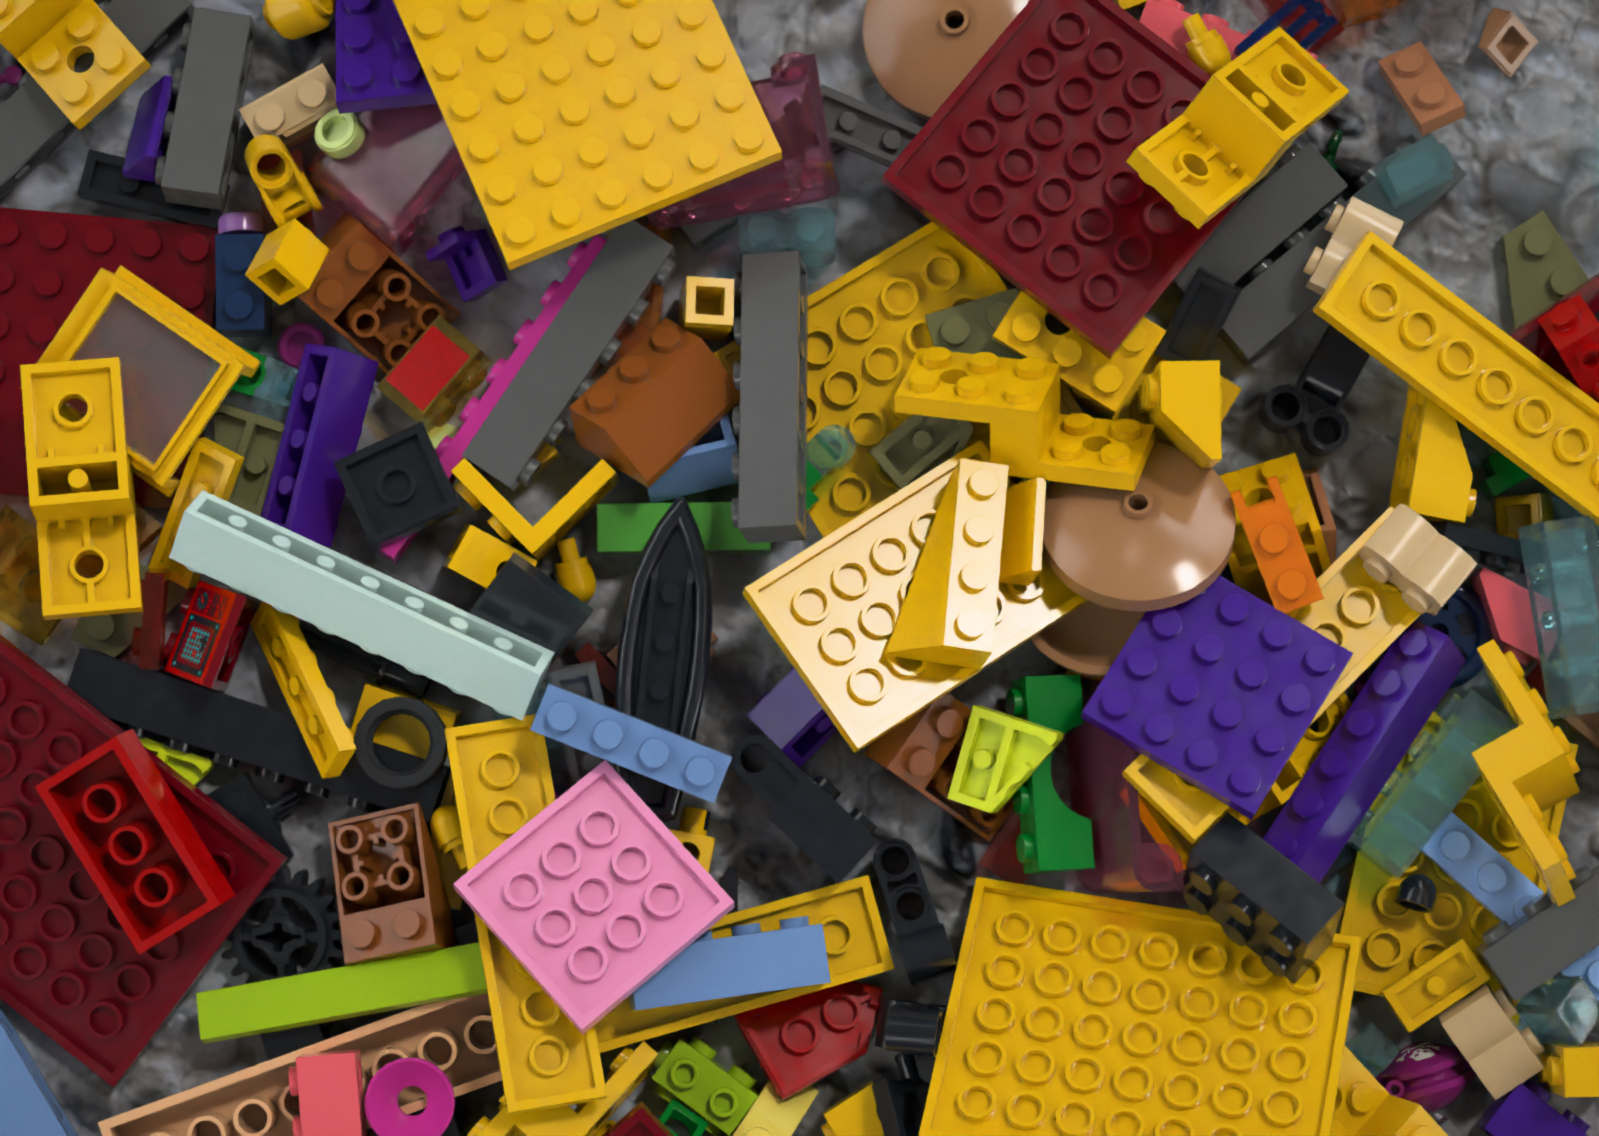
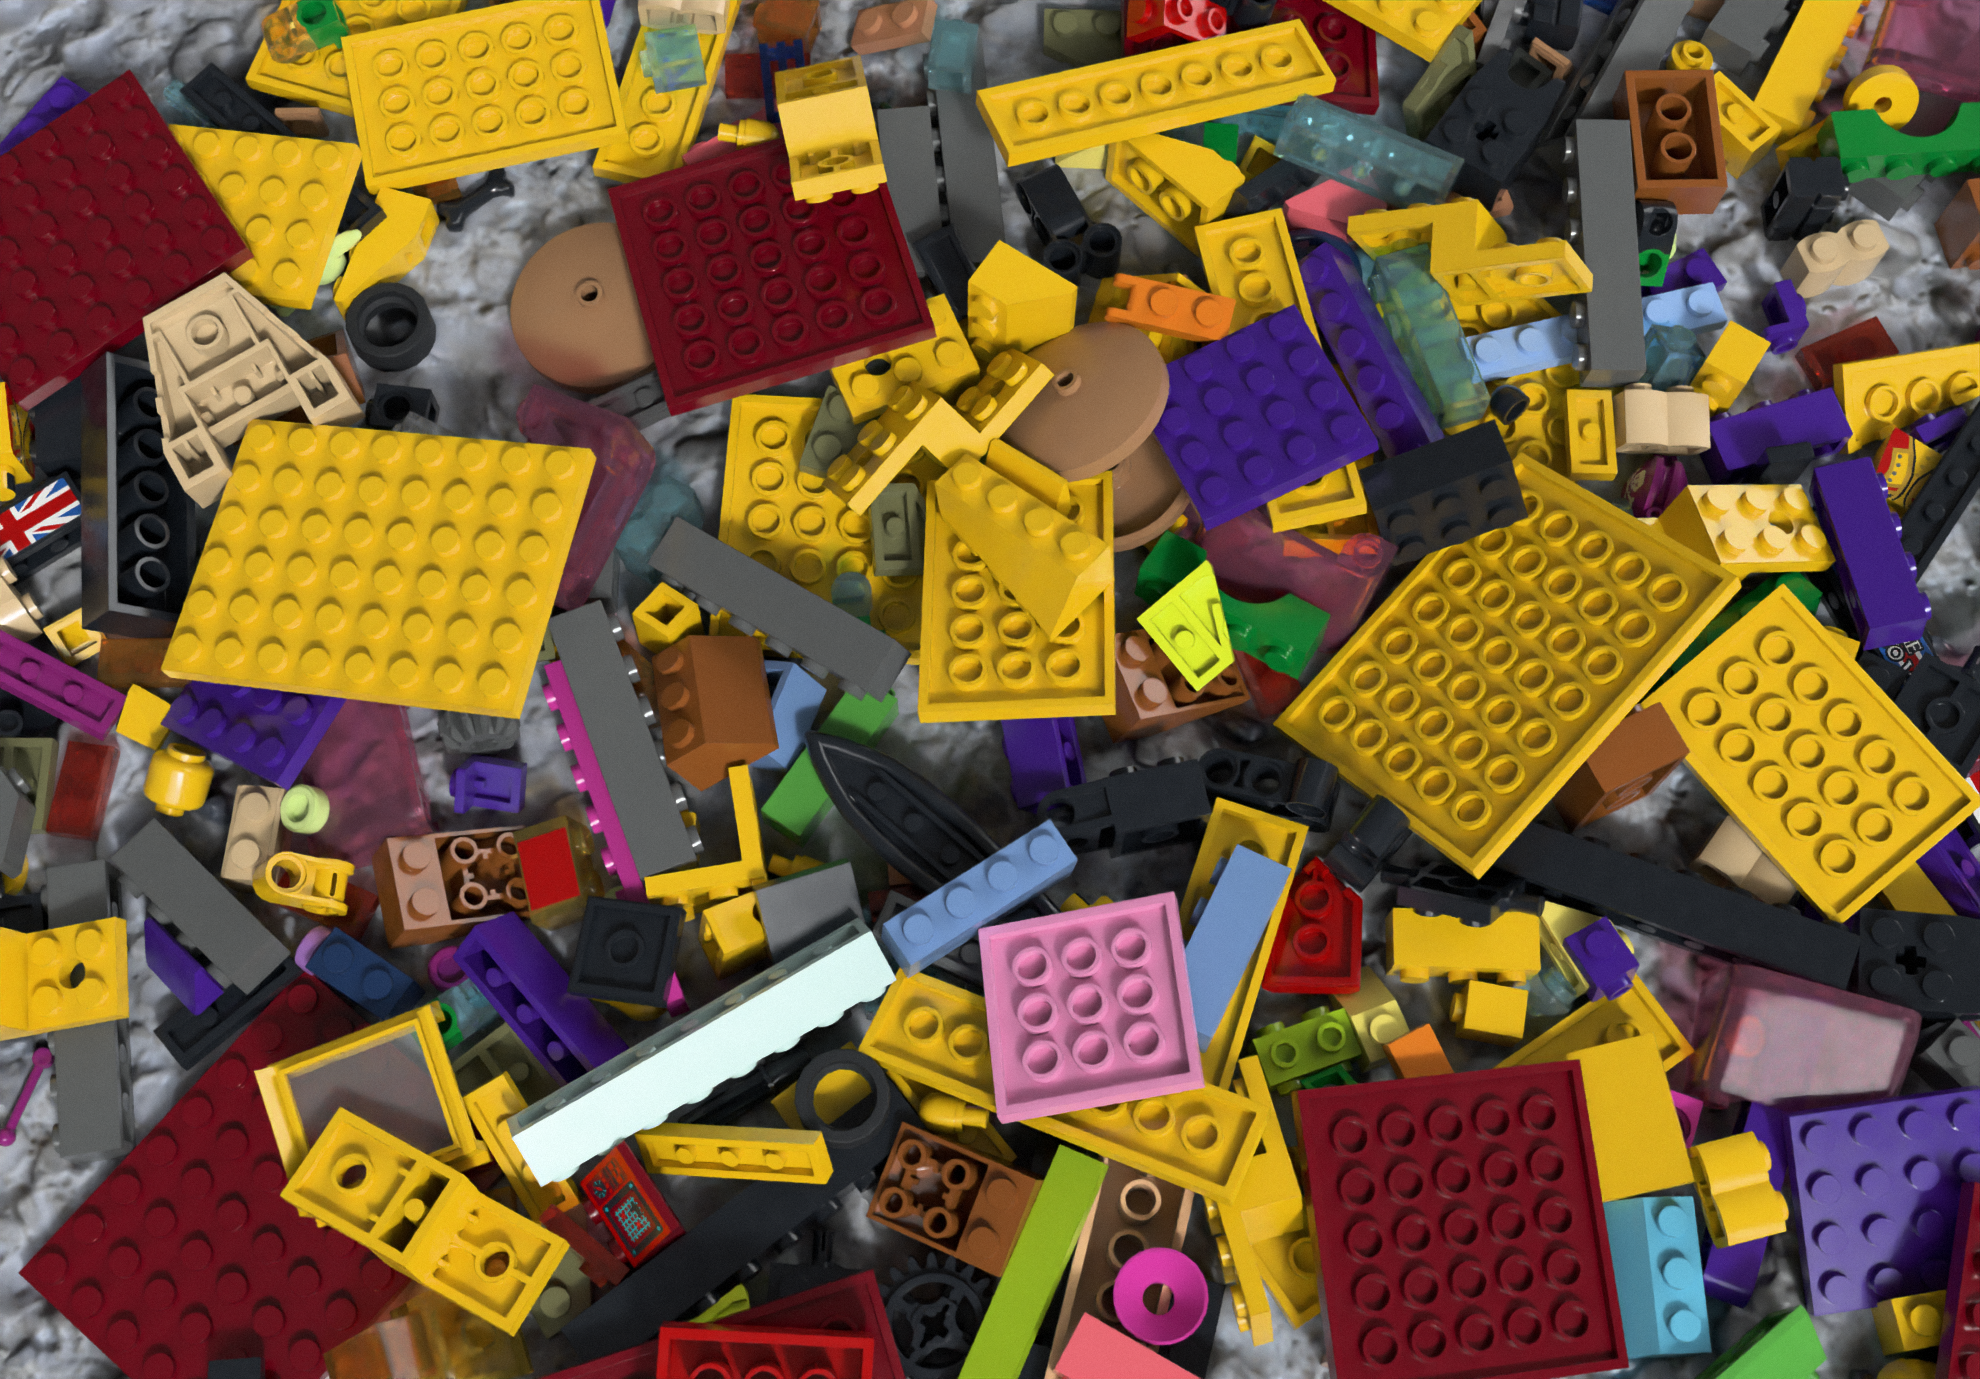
camera: 55 degrees left, 15 degrees down
(287, 262) = (373, 918): yellow brick -> none
(1347, 228) = (967, 129): tan brick -> none
(1416, 560) = (1251, 223): tan brick -> none

